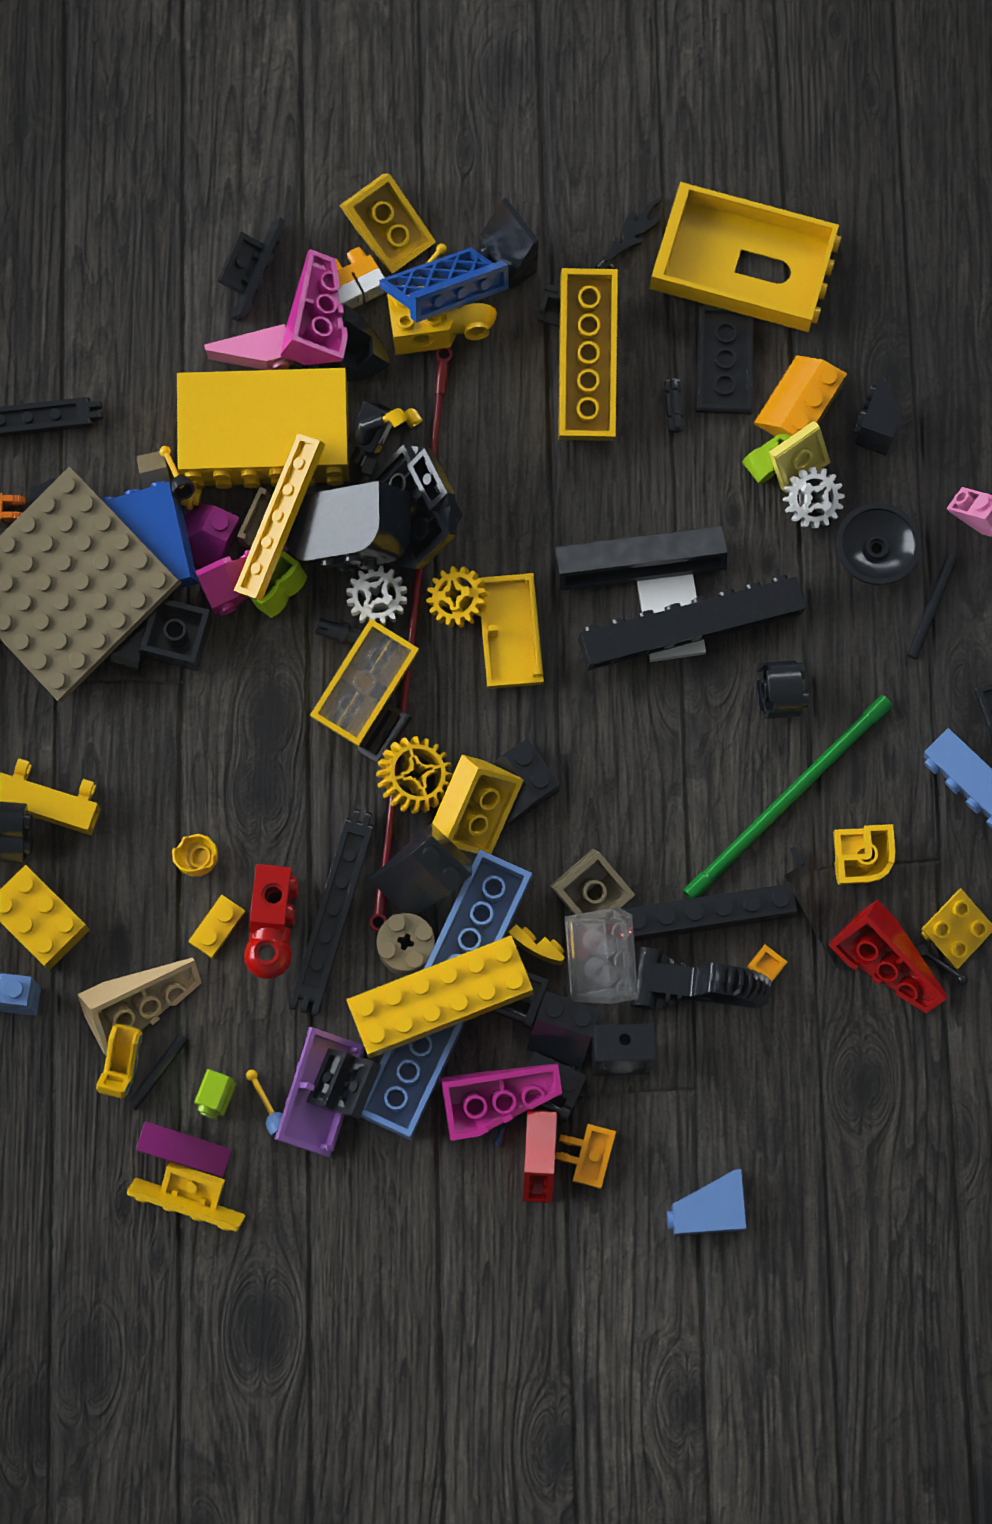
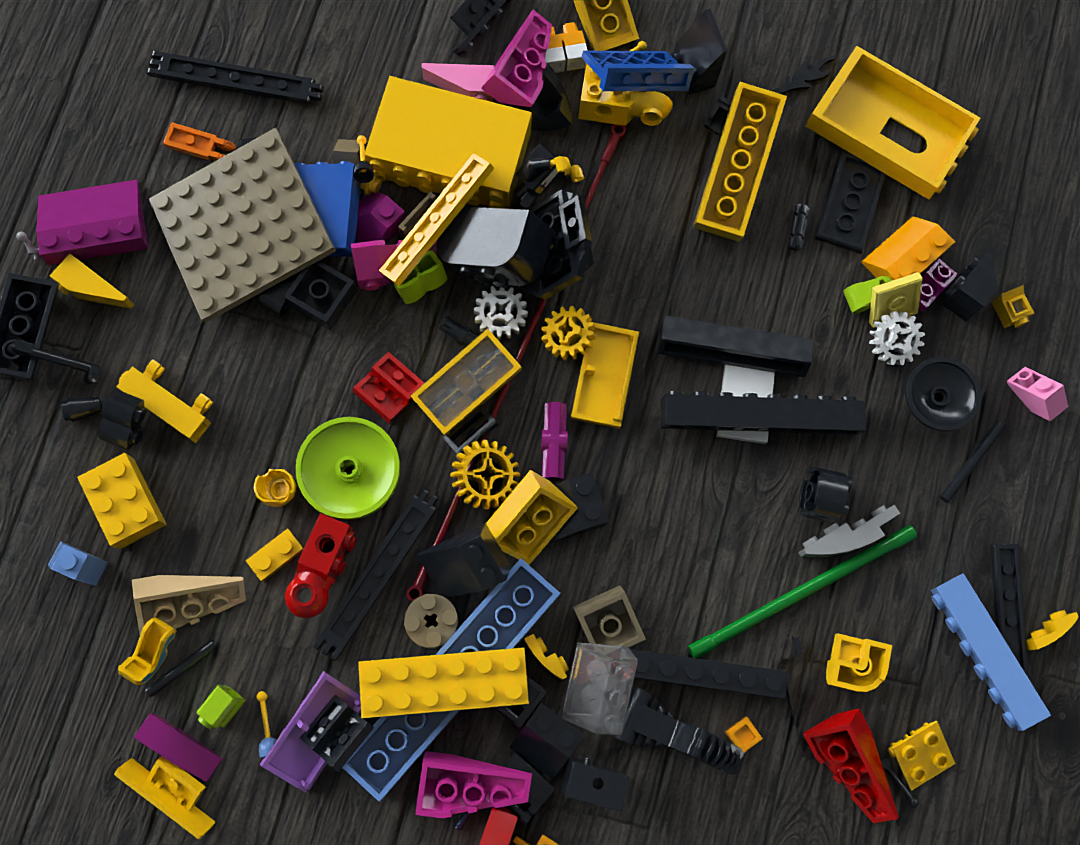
camera: 10 degrees right, 0 degrees up
(261, 786) = (342, 445): none -> lime dish
(280, 713) = (388, 387): none -> red slope
(477, 717) = (554, 441): none -> magenta piece
(814, 732) = (843, 539): none -> light grey slope
(838, 424) = (934, 282): none -> magenta slope
(931, 426) = (1013, 307): none -> yellow window

